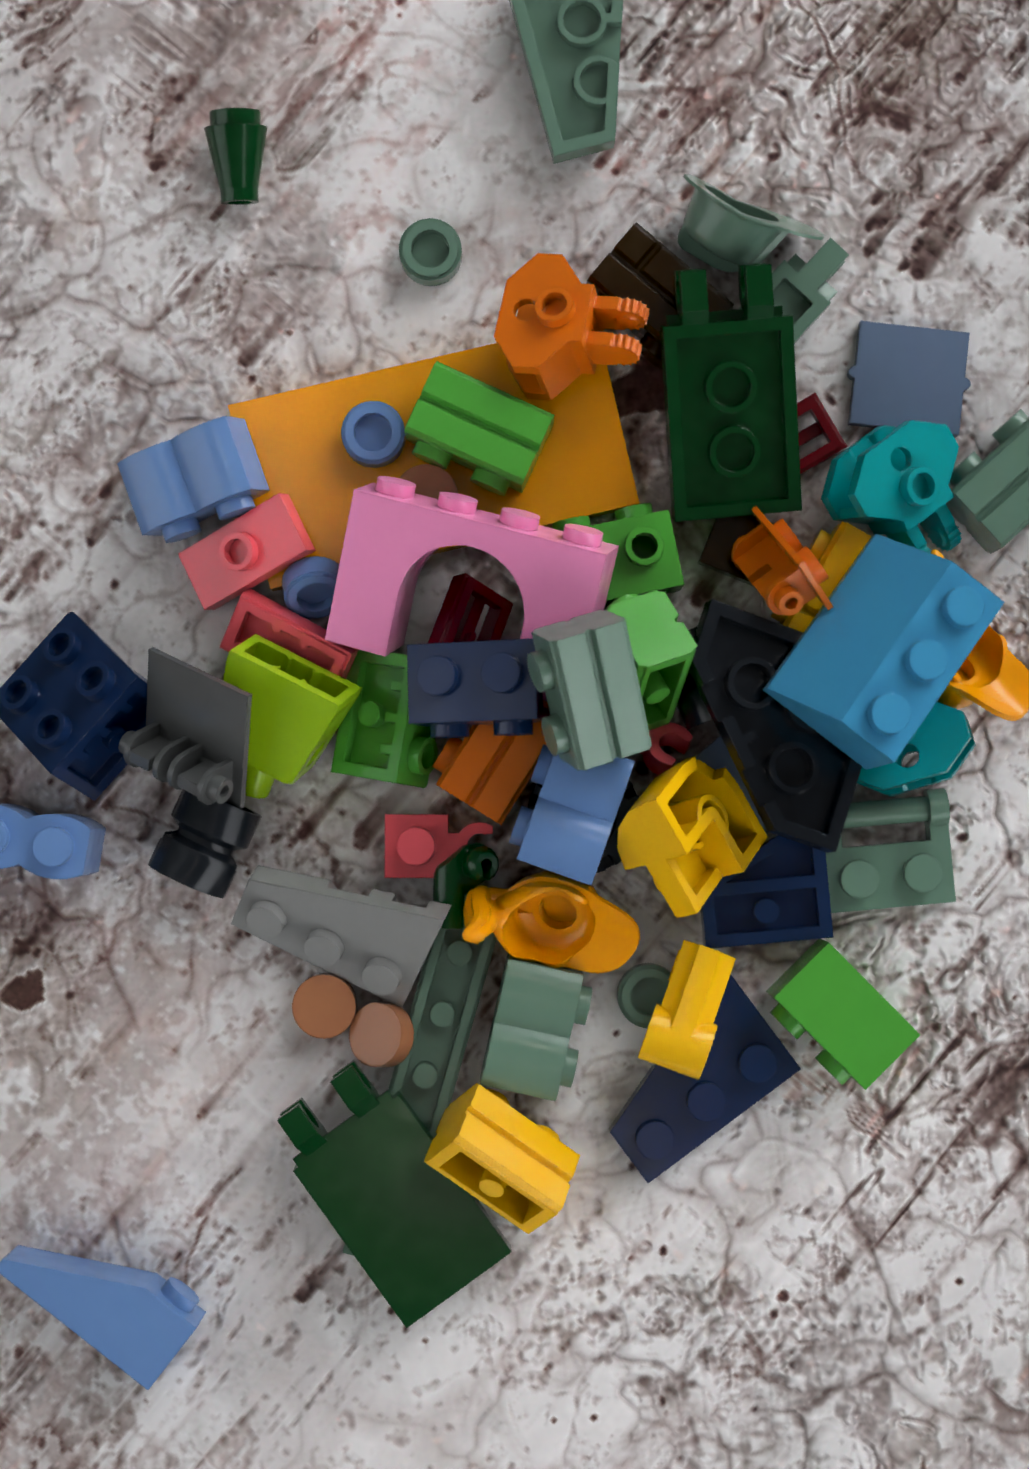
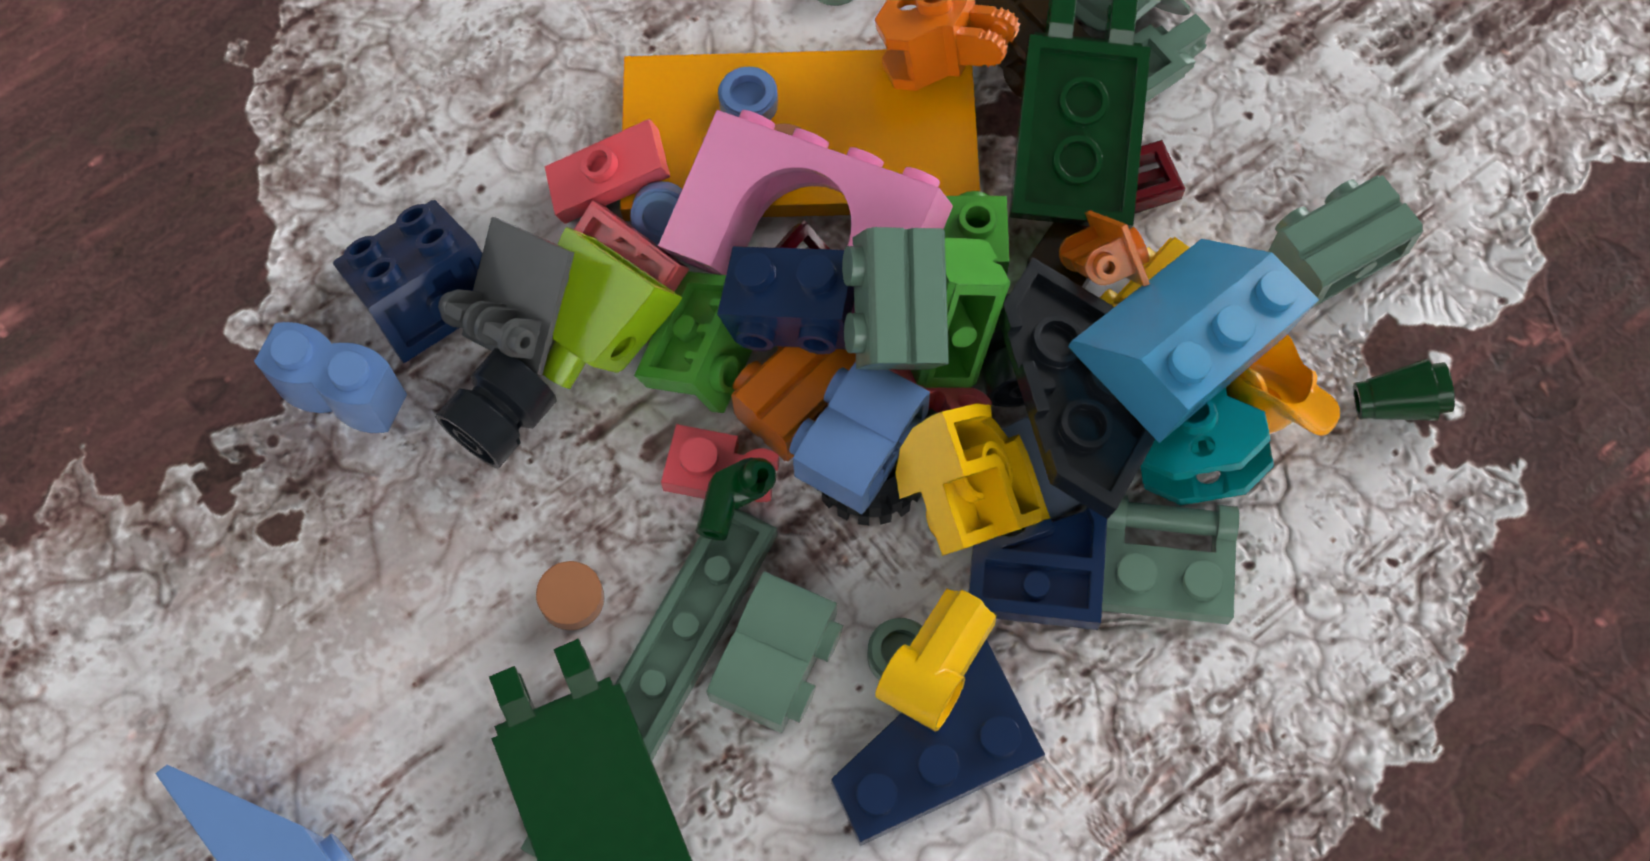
camera: 15 degrees right, 20 degrees down
(193, 478) = (575, 100): medium blue brick -> none
(342, 932) = (612, 522): light grey wing -> none
(381, 1035) = (619, 631): nougat tile -> none
(477, 429) = (844, 99): bright green brick -> none
(503, 1158) = (711, 771): yellow brick -> none
(552, 923) = (821, 547): light orange hair -> none
(842, 1014) = (1096, 703): bright green brick -> none
(896, 482) = (1227, 204): teal hinge -> none
(908, 375) = (1251, 150): sand blue piece -> none

